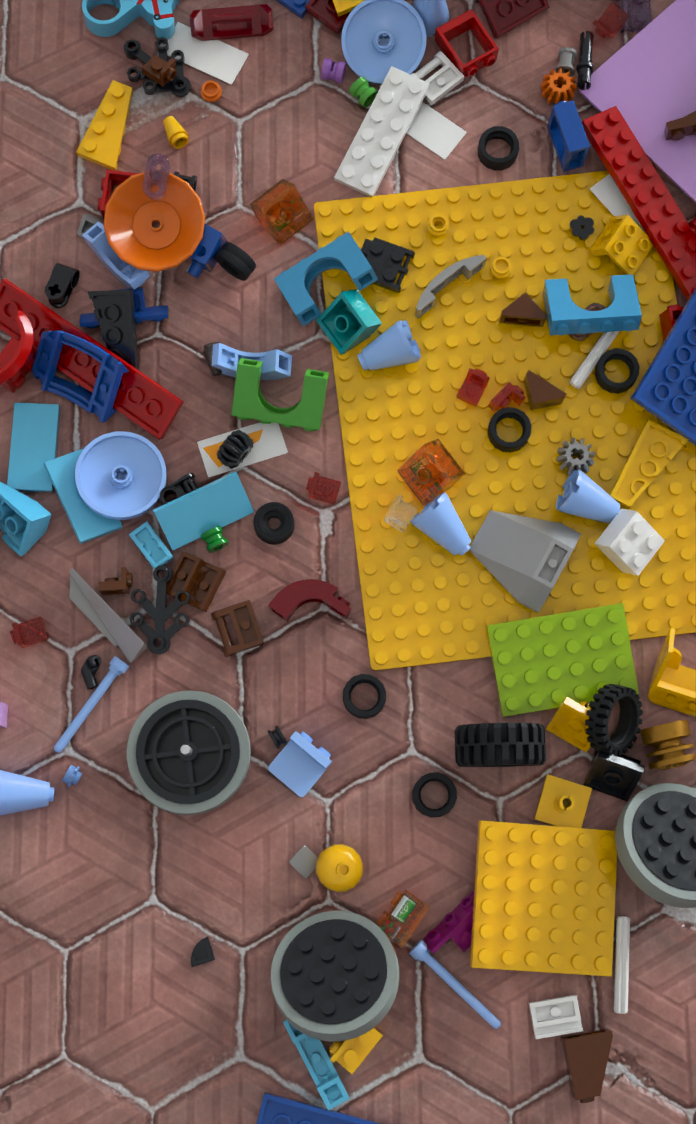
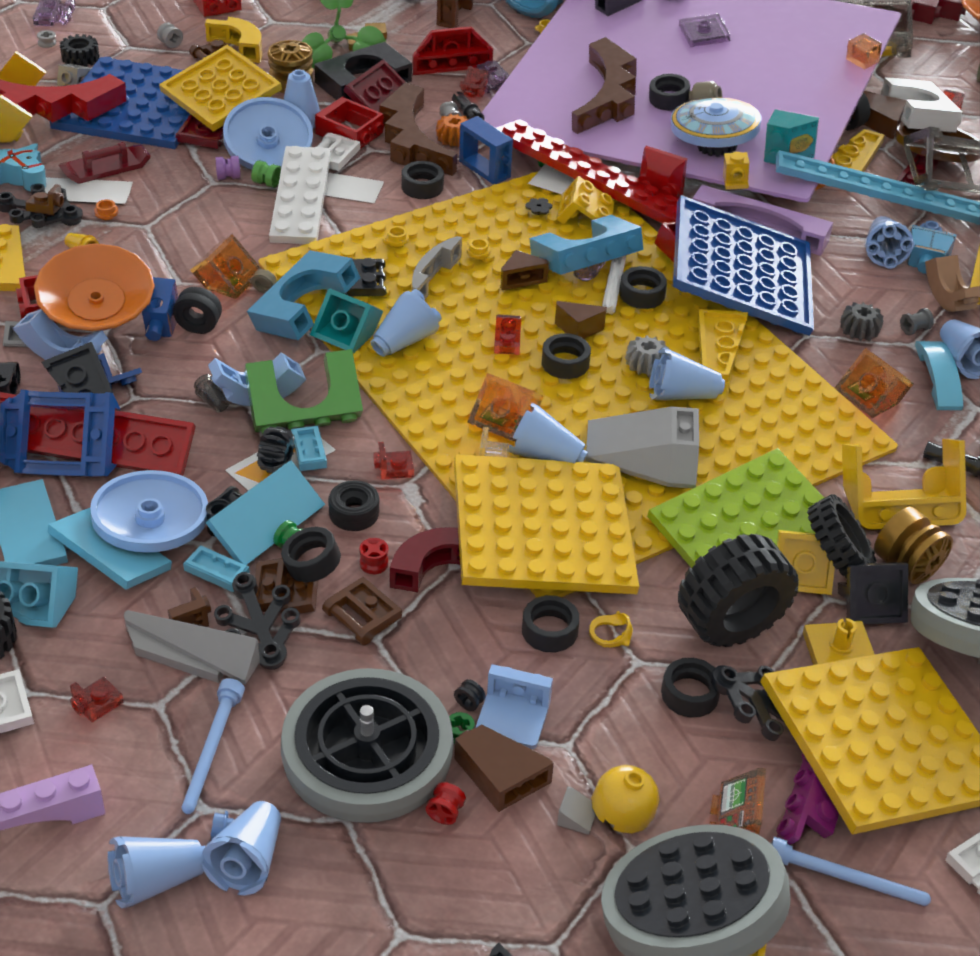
camera: 25 degrees left, 35 degrees down
(80, 801) = (244, 850): none -> light blue cone
(89, 670) = (193, 711): black arm -> none
(156, 177) = (83, 244): plate -> none
(204, 560) = (317, 567): none -> black tyre
(220, 820) = (445, 804): none -> red wheel
(264, 449) = (309, 448): none -> medium azure plate
(265, 576) = (374, 556): none -> red wheel
(265, 754) = (461, 719): none -> green bush
(269, 806) = (501, 766): none -> reddish brown slope
(306, 238) = (263, 280): none -> dark tan tile
(401, 605) = (543, 525): none -> yellow plate
(415, 708) = (613, 620): none -> yellow piece
(470, 830) = (734, 684): none -> black plant
(502, 399) = (546, 328): clear red bracket -> none
(508, 96) = (405, 137): none -> reddish brown arch
(629, 542) = (749, 394): white brick -> none

